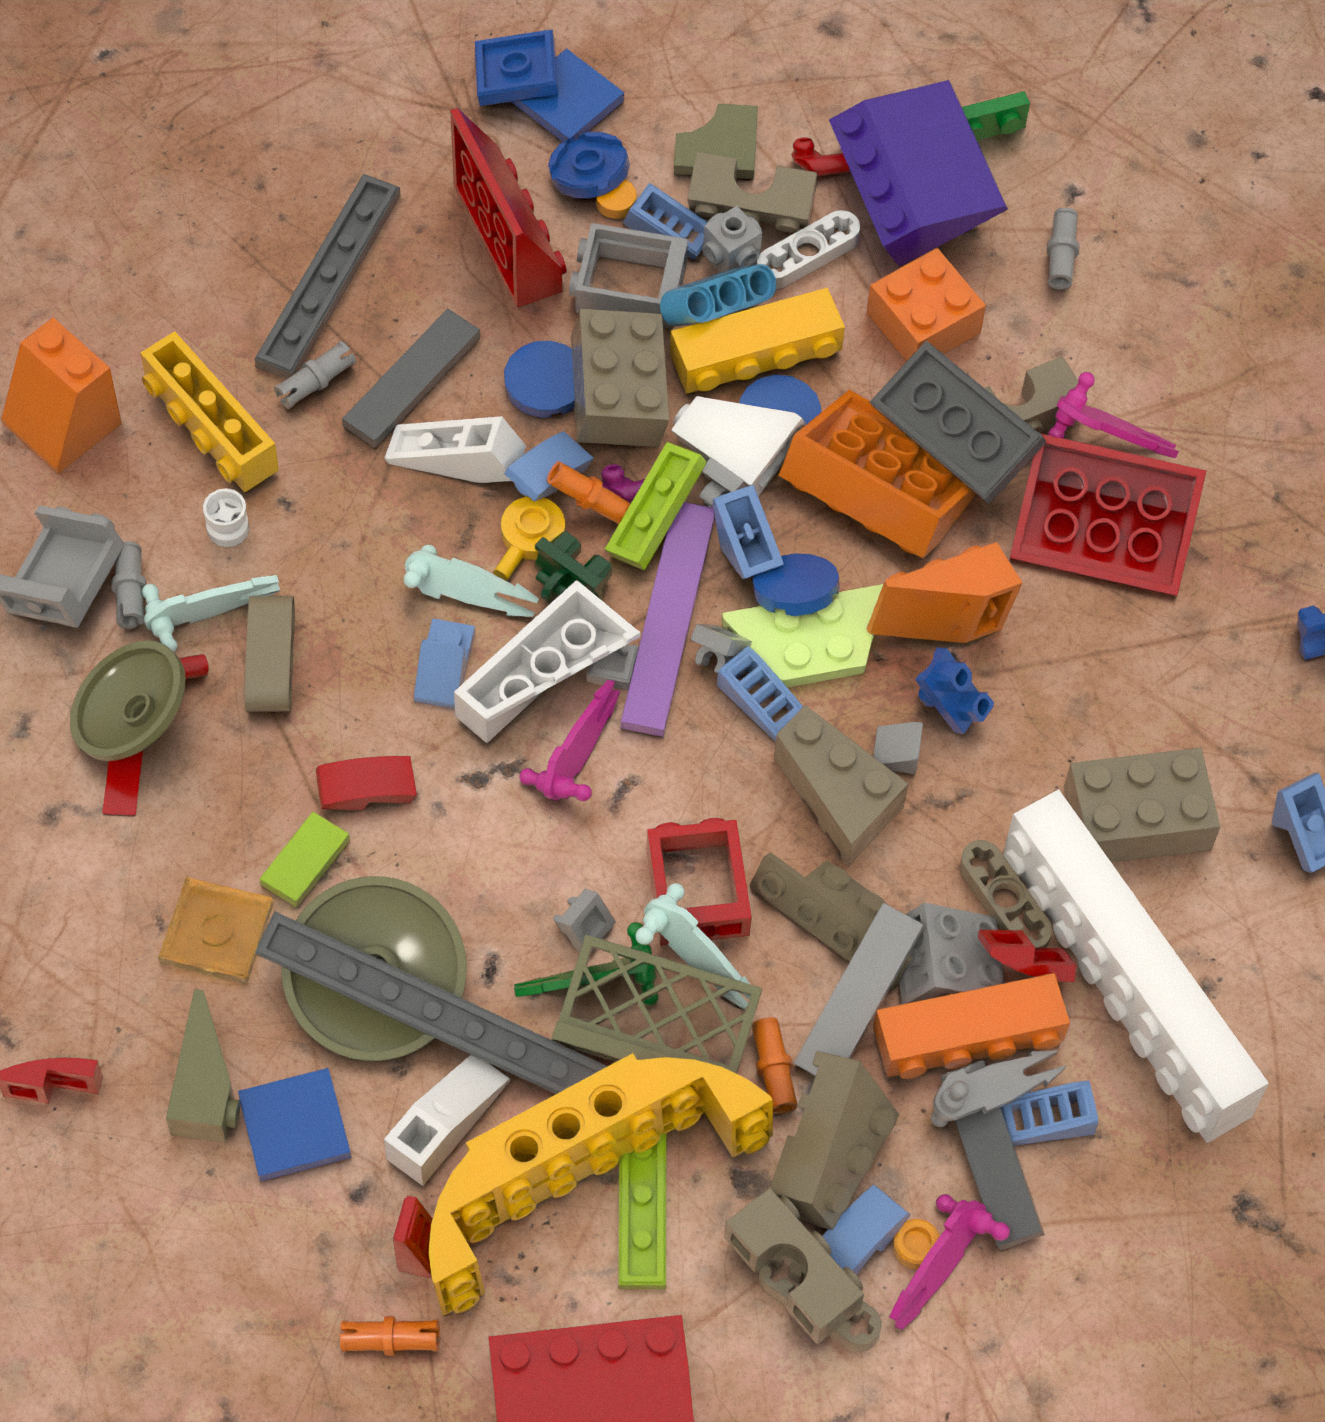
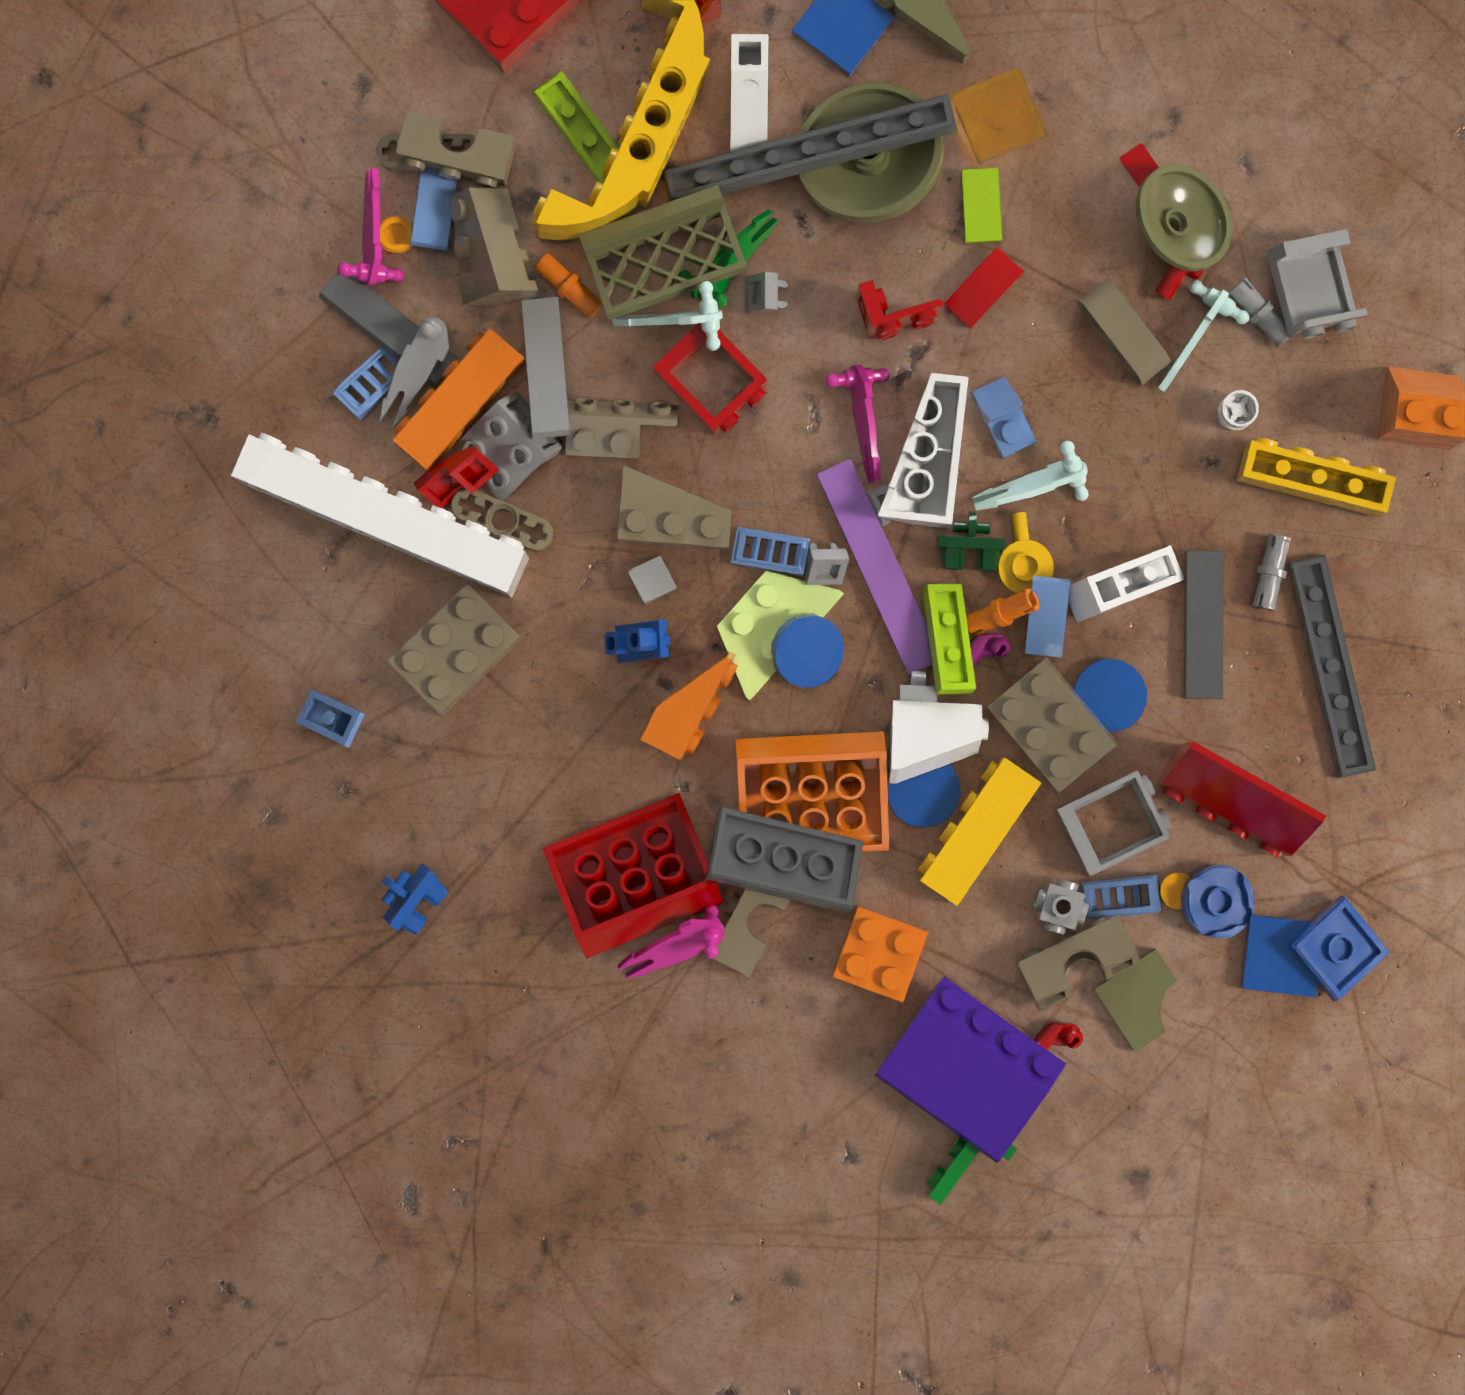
camera: 145 degrees right, 25 degrees up
(478, 795) = (877, 323): none -> red bracket
(718, 295) = (1032, 843): dark azure beam -> none
(745, 533) = (866, 659): medium blue slope -> none
(815, 234) = (1005, 980): white beam -> none
(1063, 248) = (819, 1090): light grey pin -> none

